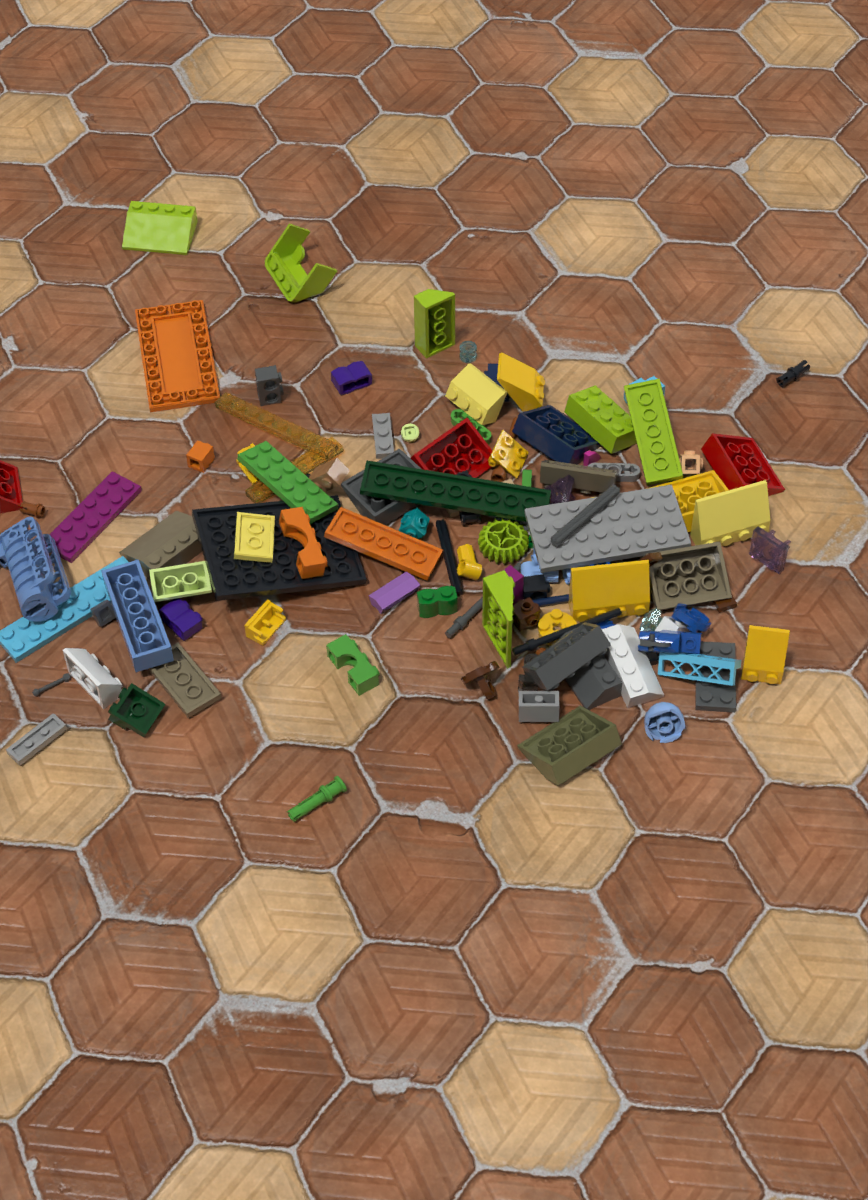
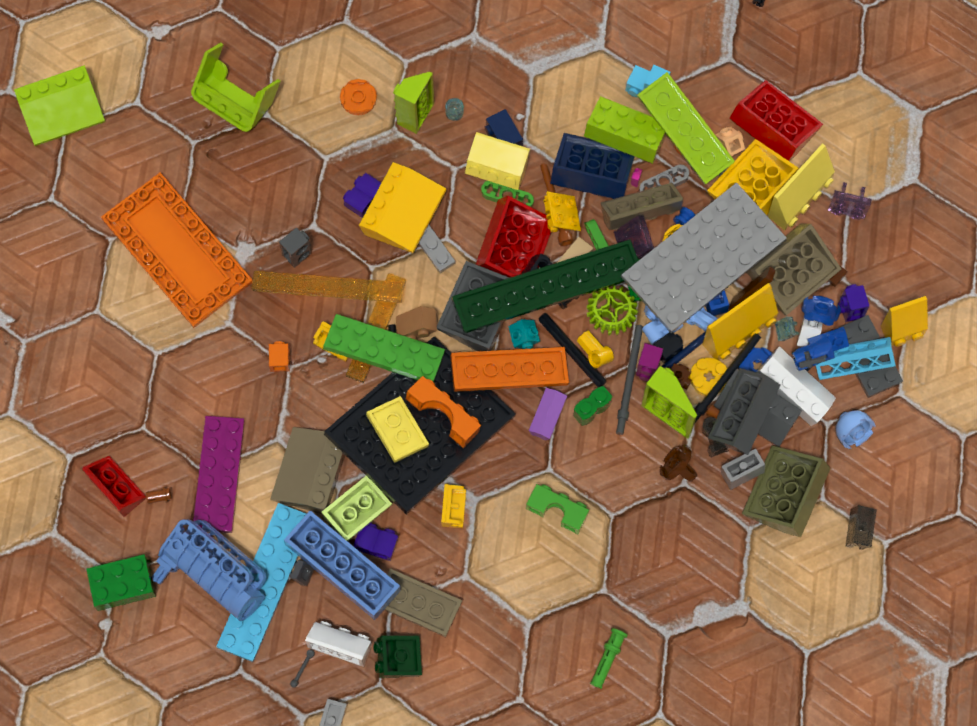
camera: 30 degrees left, 20 degrees up
(374, 395) = (402, 208): none -> yellow slope
(396, 315) = (358, 97): none -> orange tile
(410, 433) = (456, 231): yellowish green tile -> none
(521, 382) = (533, 128): yellow slope -> none
(585, 515) = (682, 257): dark grey axle -> none
(620, 803) = (861, 527): none -> clear smoke hinge
(724, 622) = (853, 303): none -> dark purple brick

